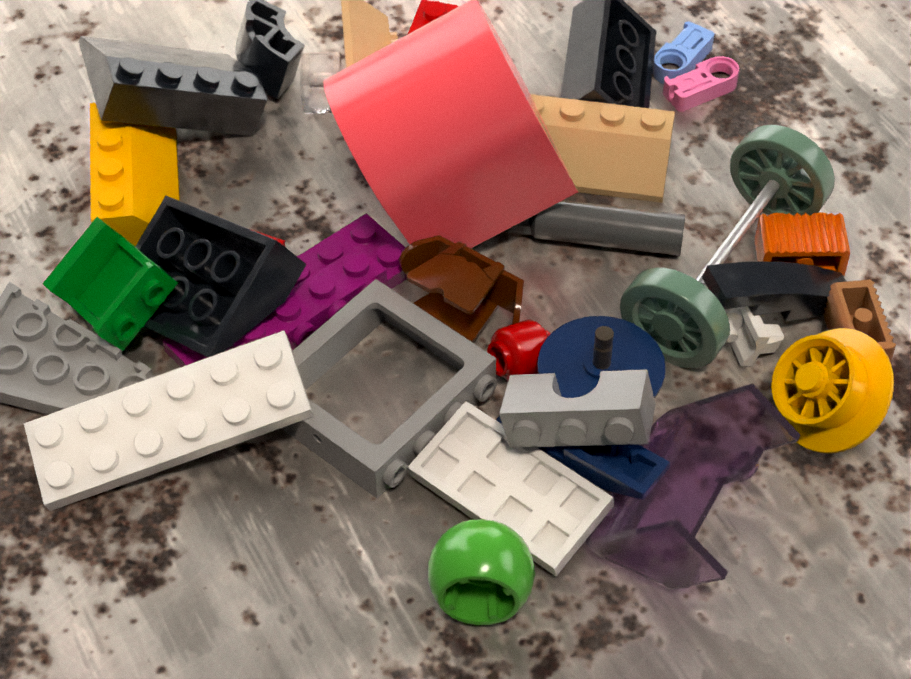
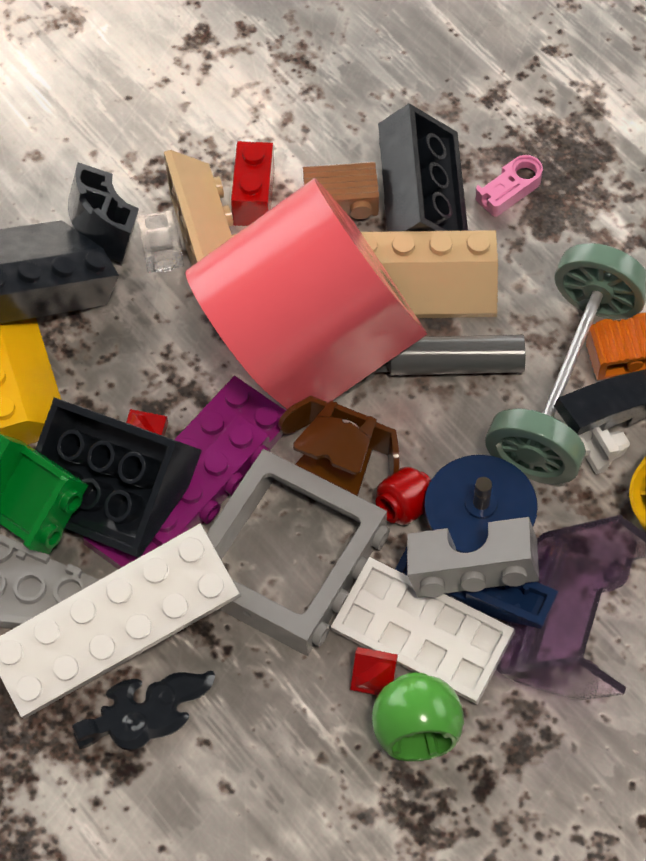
camera: 10 degrees left, 10 degrees up
(165, 533) = (134, 723): none -> black piece
(440, 514) = (372, 670): none -> red tile
(535, 59) = (351, 185): none -> medium nougat brick
(685, 51) = (487, 152): light blue piece -> none

